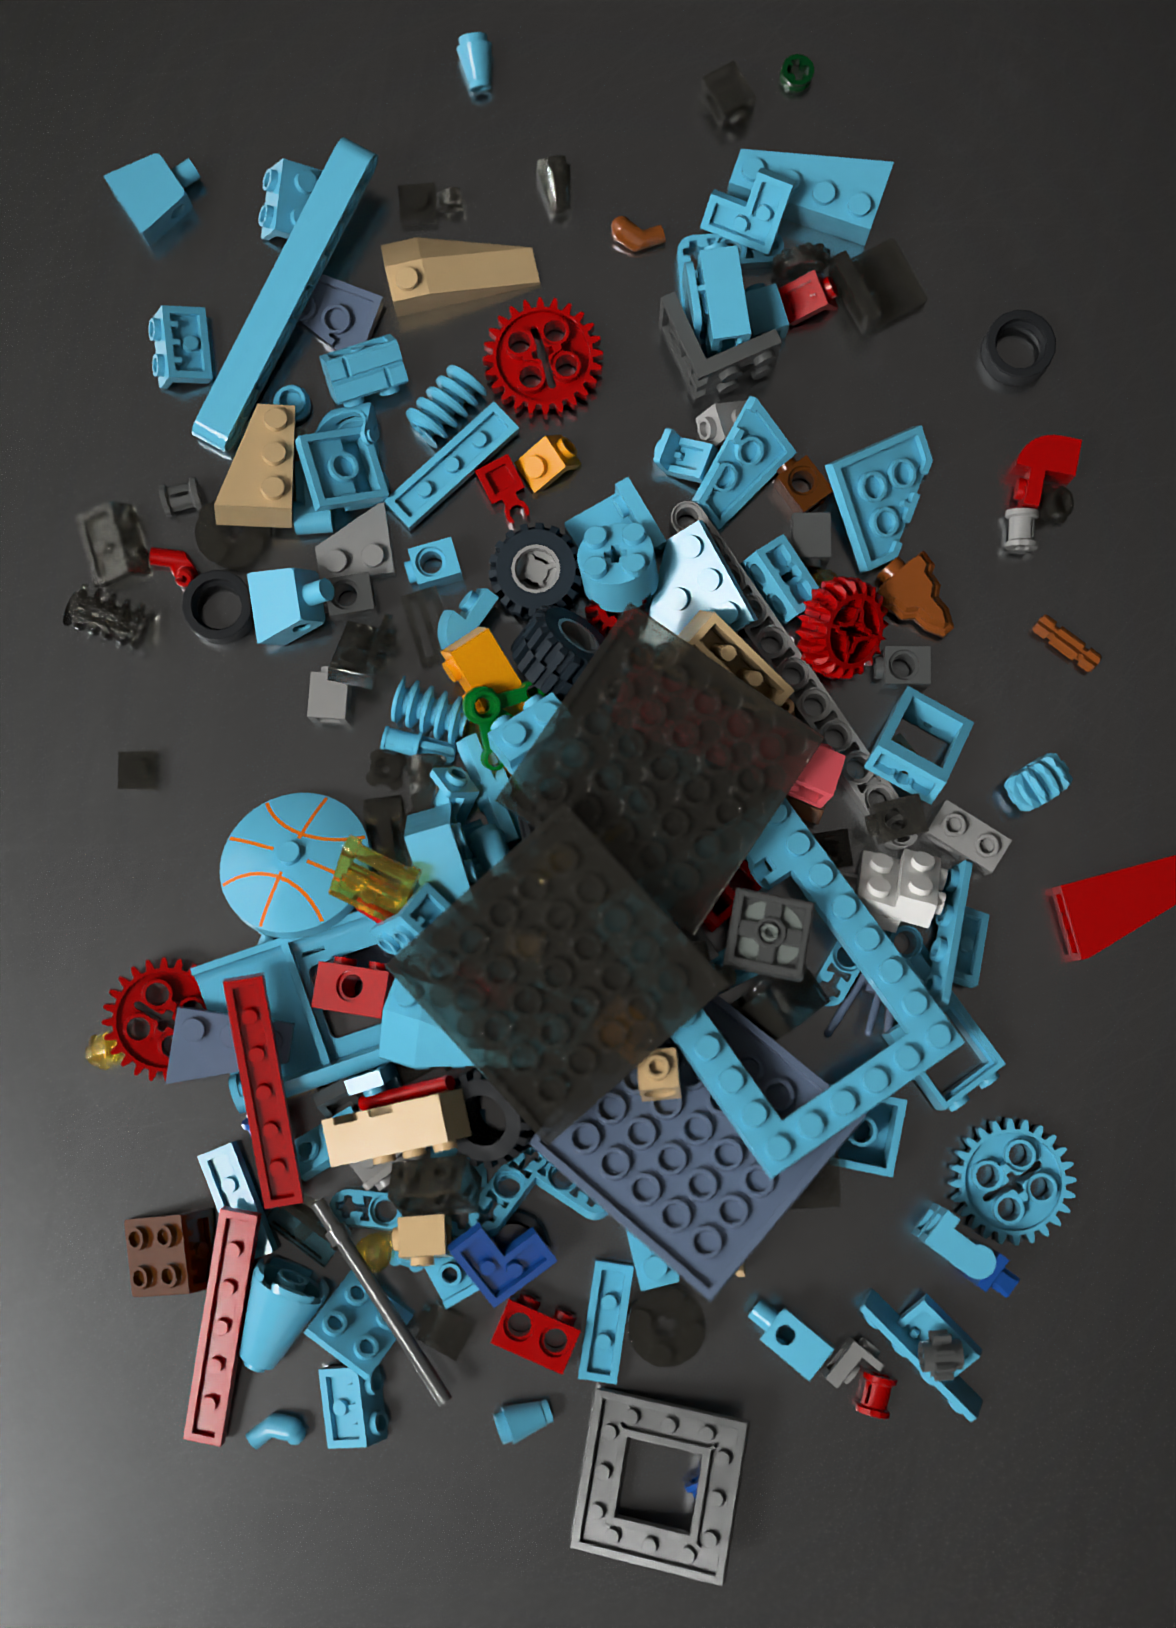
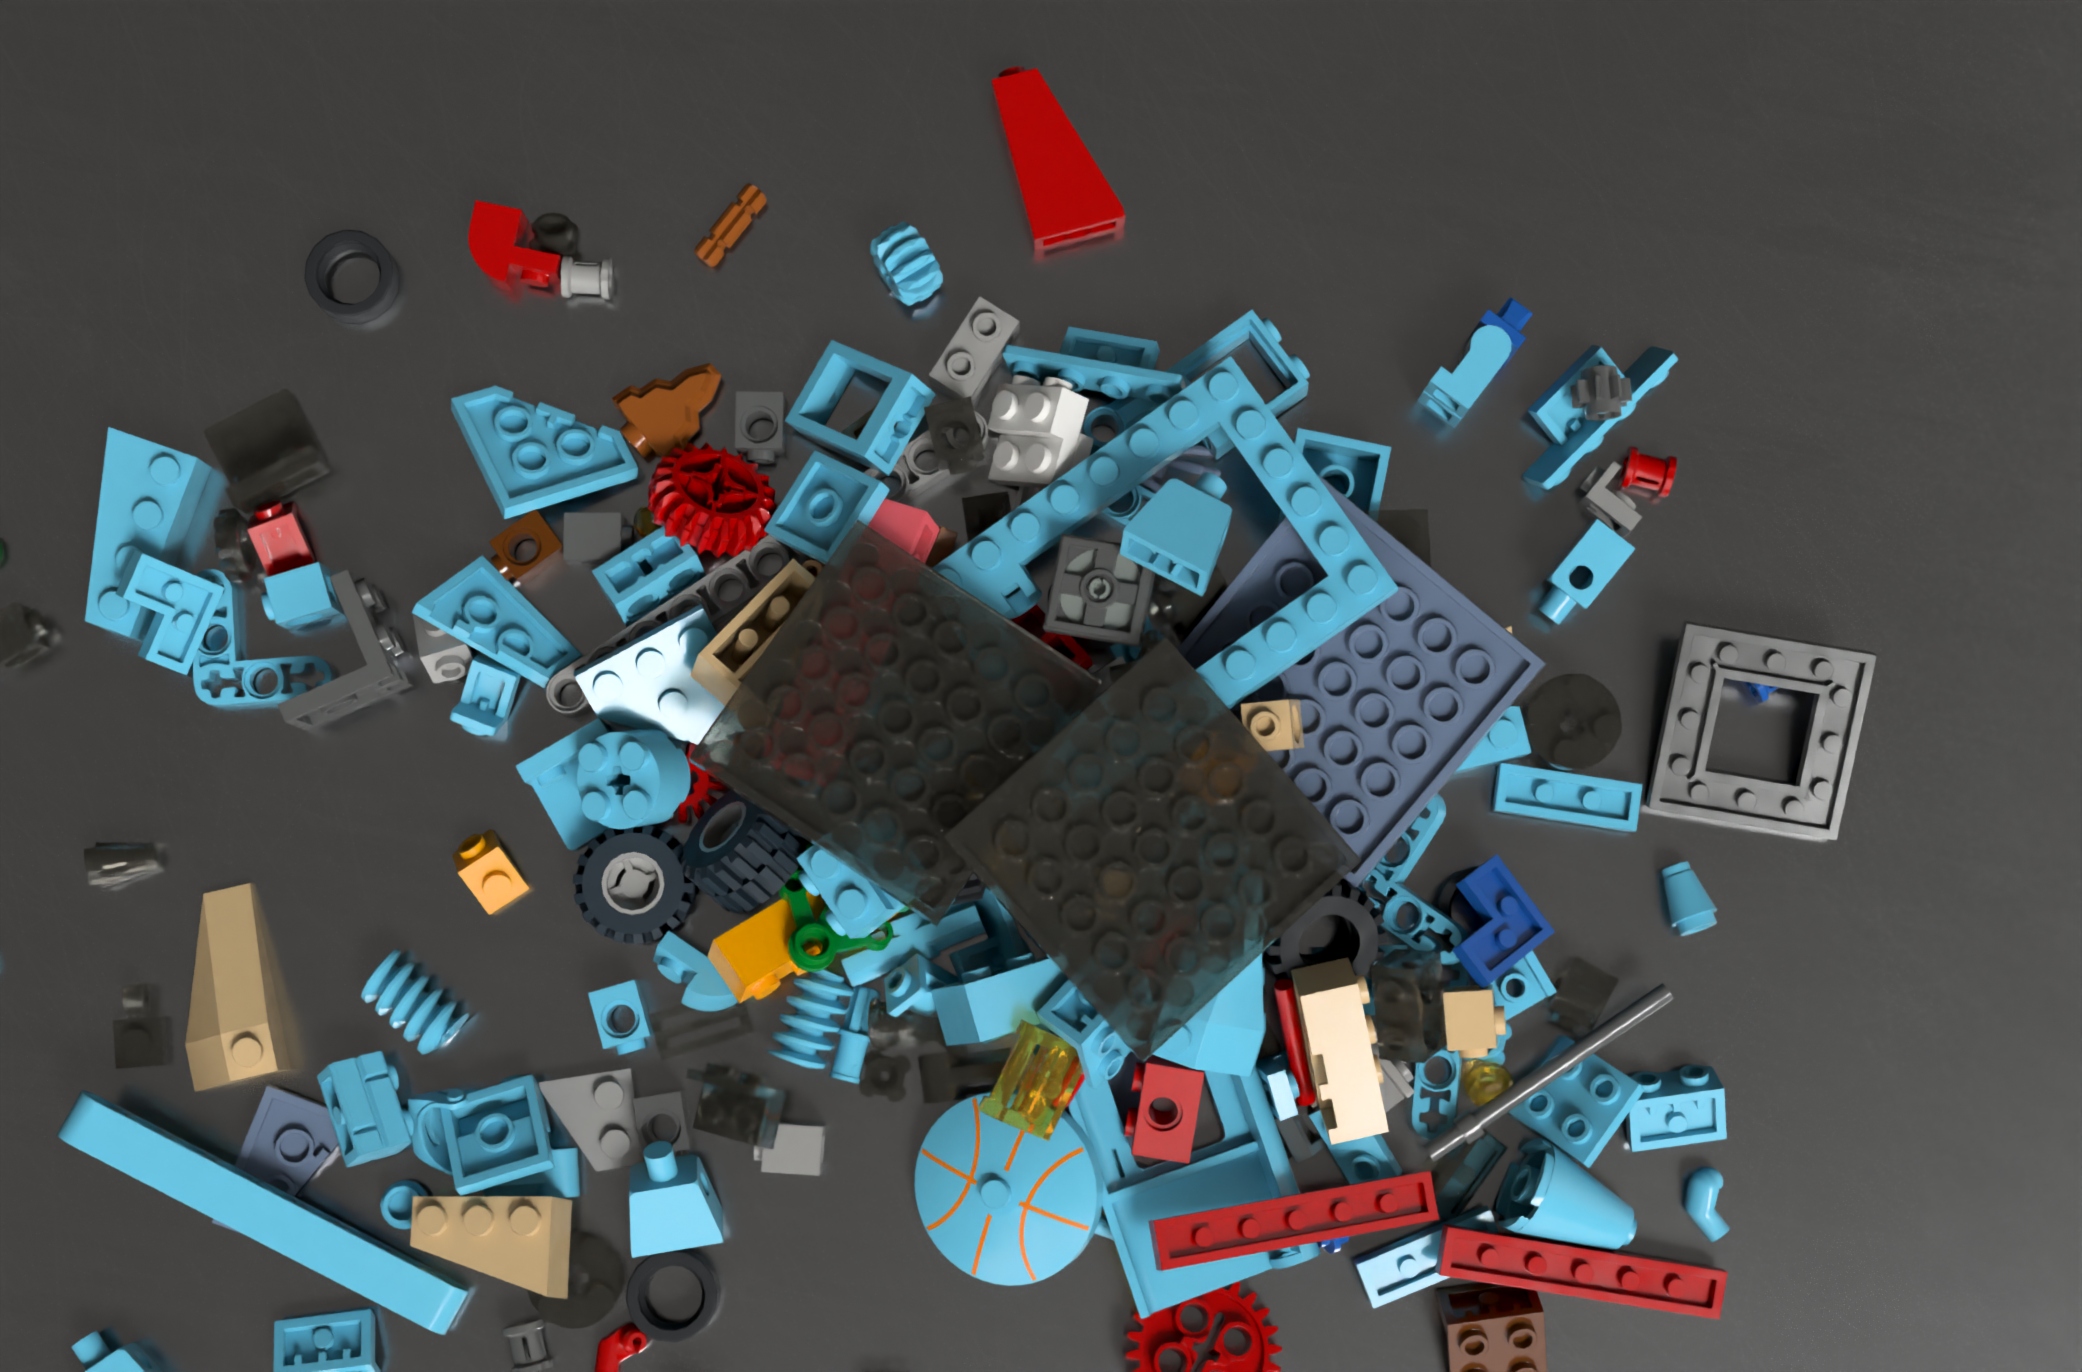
camera: 95 degrees left, 0 degrees up
(205, 1044) = (1236, 1294): sand blue wing -> none
(287, 191) = (129, 1213): medium azure bracket -> none
(452, 466) = (492, 994): medium azure plate -> none
(488, 845) = (990, 938): medium azure cone -> none
(501, 483) = (516, 929): red plate -> none
(531, 1342) = (1594, 887): red brick -> none
(574, 349) = (364, 918): red gear -> none
(634, 237) = (194, 759): dark orange arm -> none
(716, 298) = (288, 651): medium azure brick -> none
(816, 998) = (1180, 531): none -> medium azure torso
(837, 714) = (825, 506): none -> medium azure plate
(1029, 1212) = (1355, 326): medium azure gear -> none

